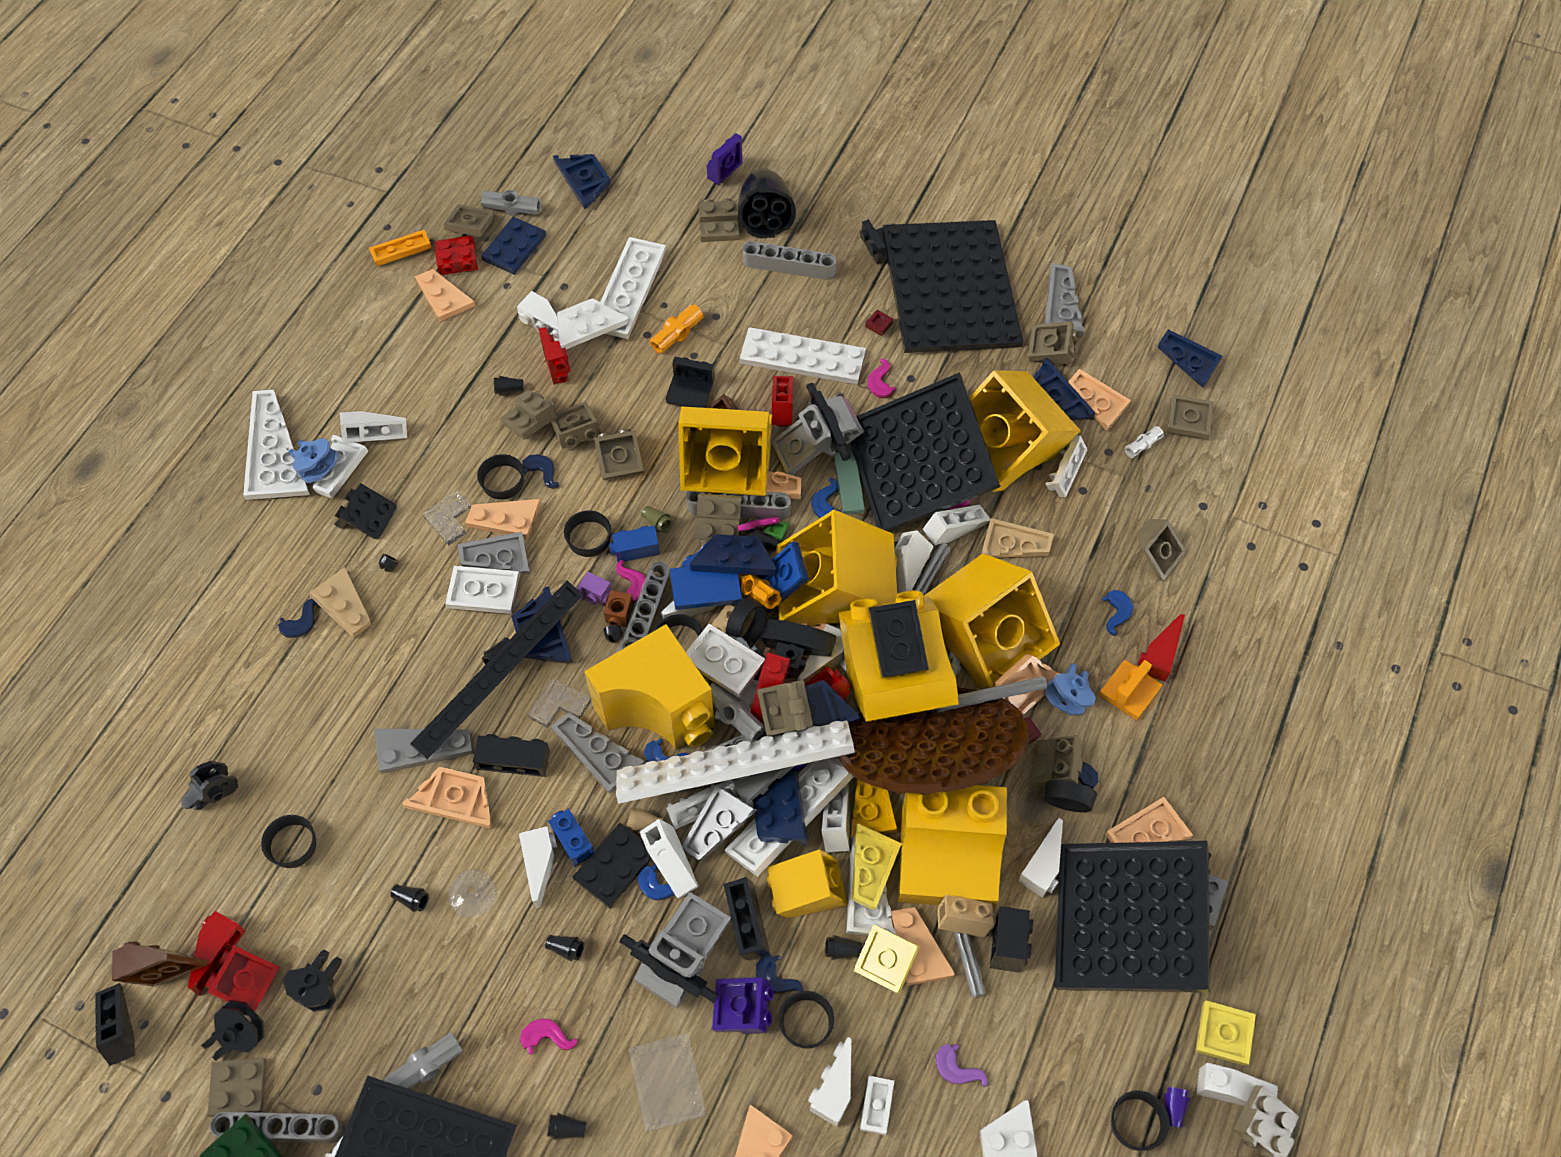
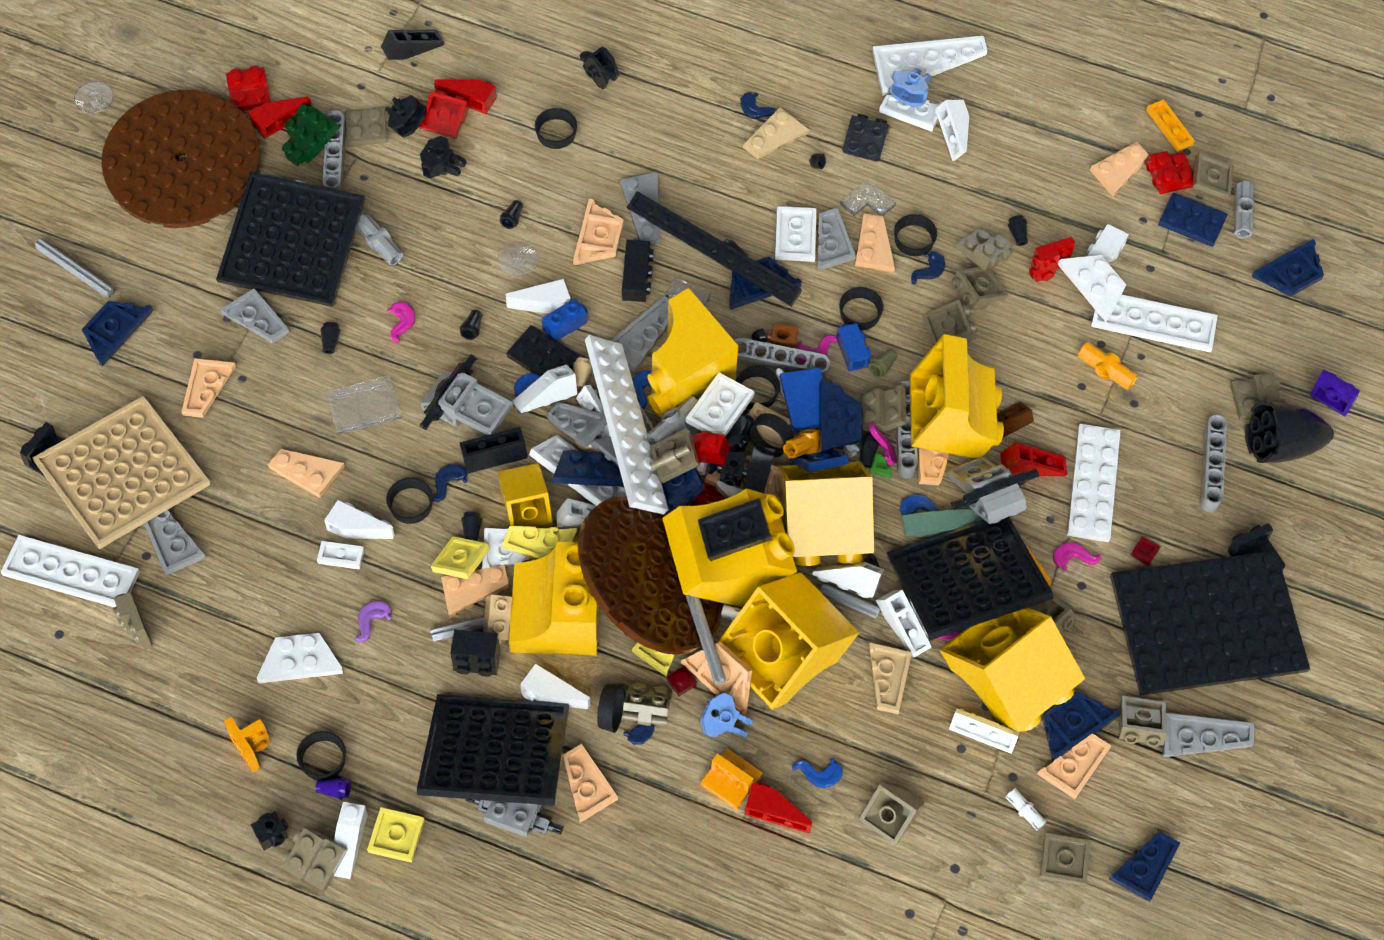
camera: 85 degrees right, 0 degrees up
(150, 964) = (453, 52): reddish brown slope -> none
(594, 589) = (802, 317): medium lavender brick -> none
(690, 383) = (1039, 381): black bracket -> none
(742, 1005) = (422, 453): dark purple plate -> none

